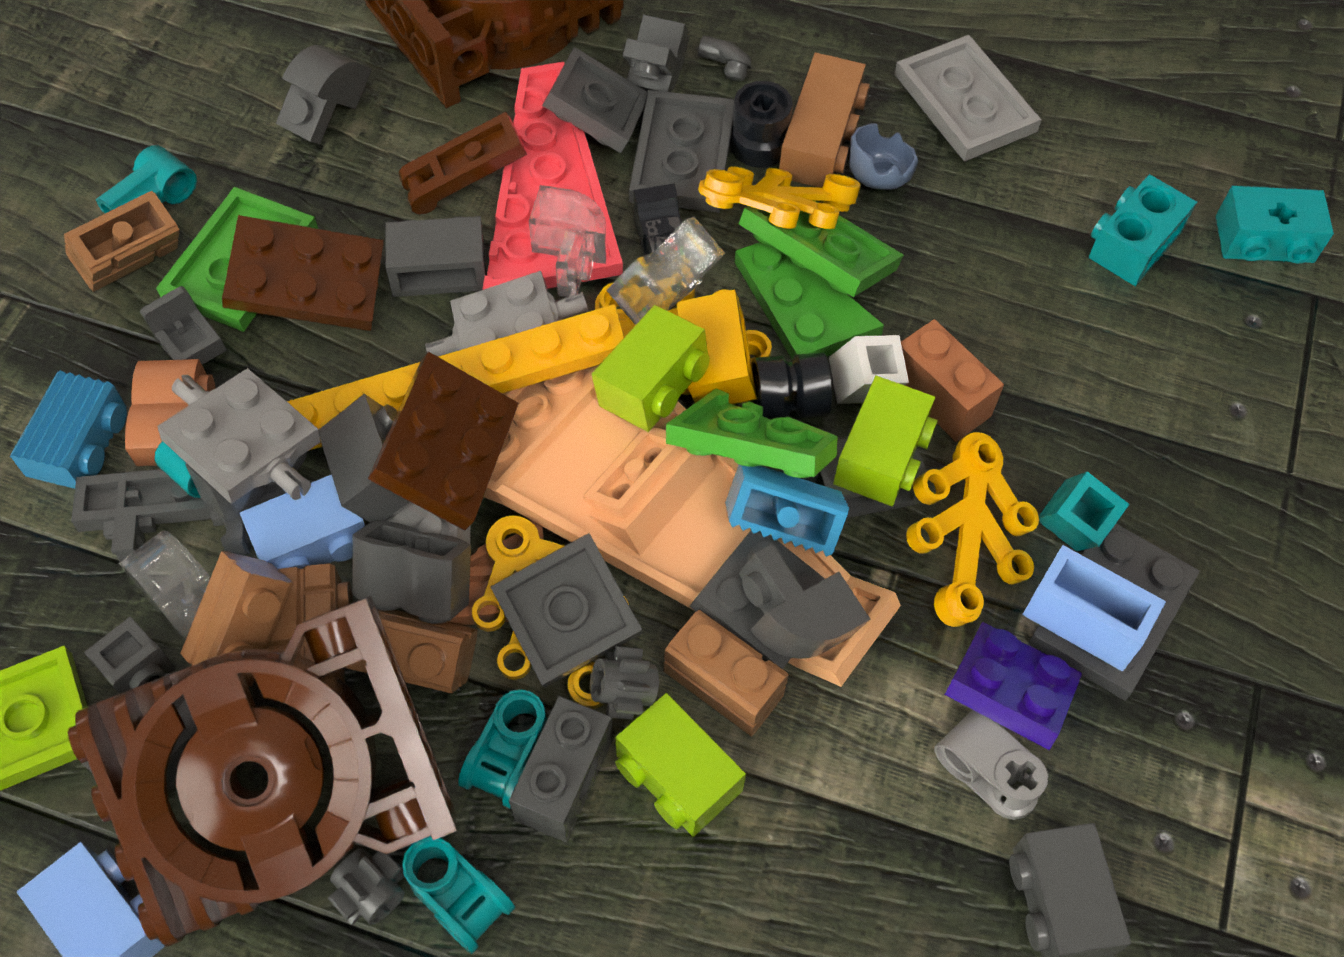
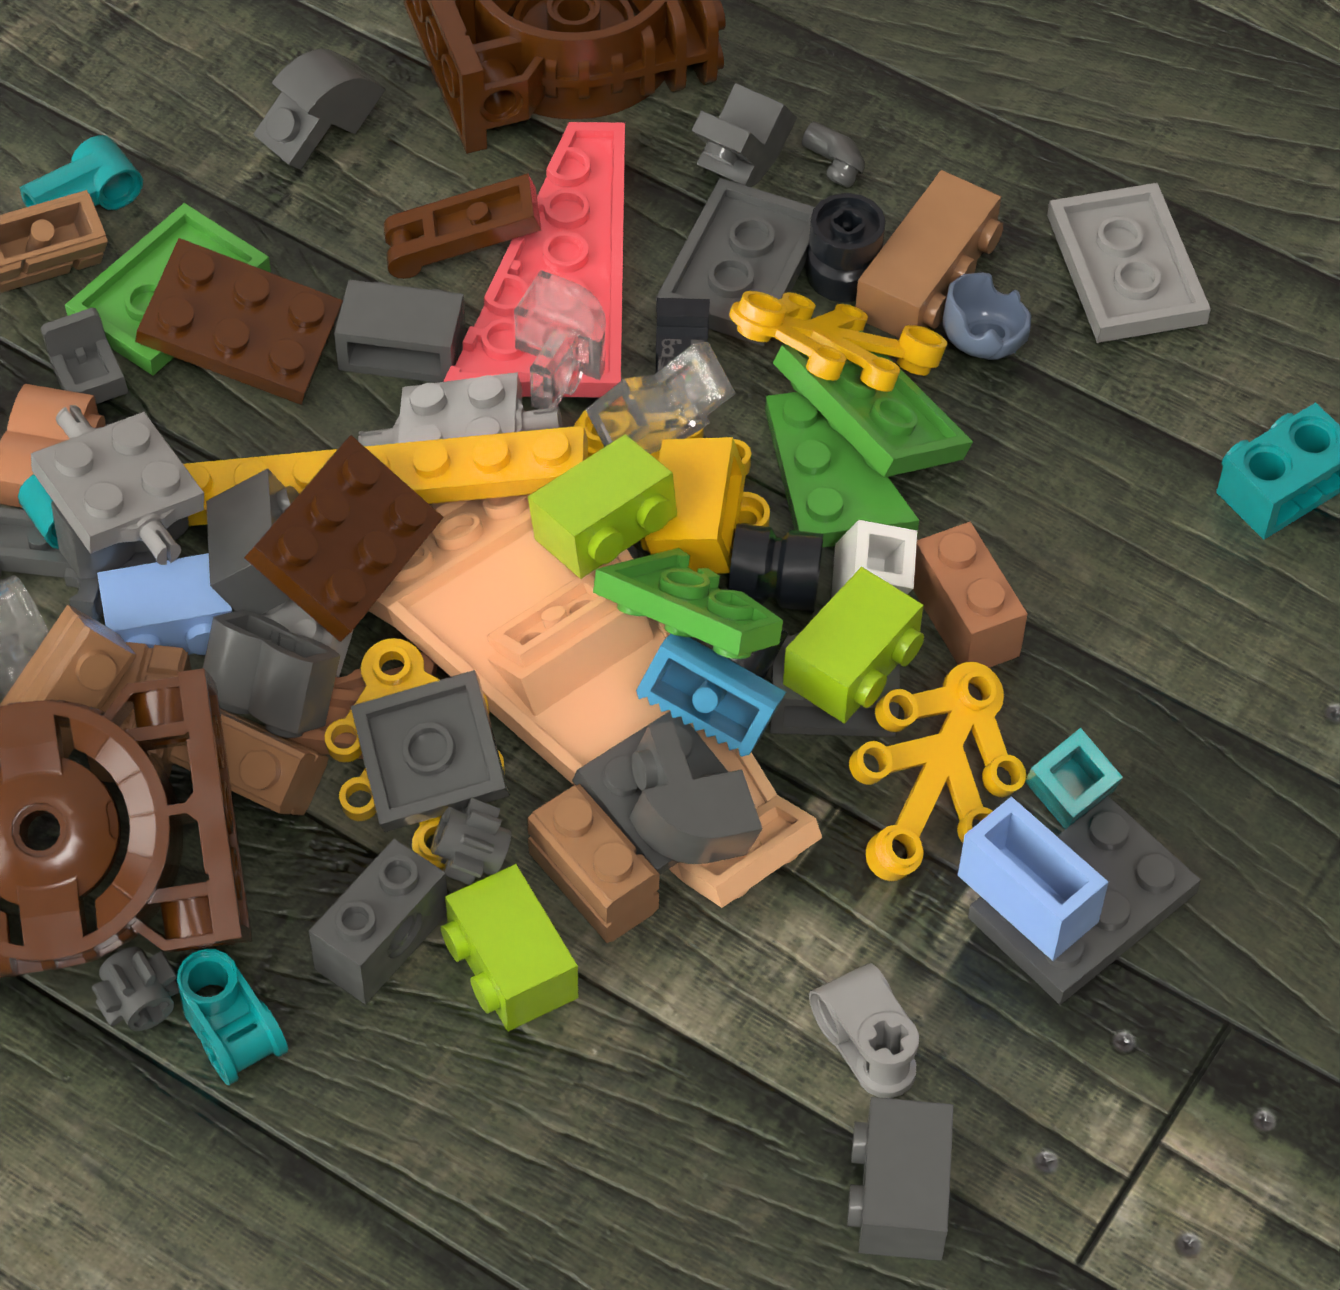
camera: 15 degrees right, 5 degrees down
(500, 753) = (316, 881): teal piece -> none
(596, 100) = (648, 178): dark grey plate -> none
(1015, 685) = (923, 948): dark purple plate -> none

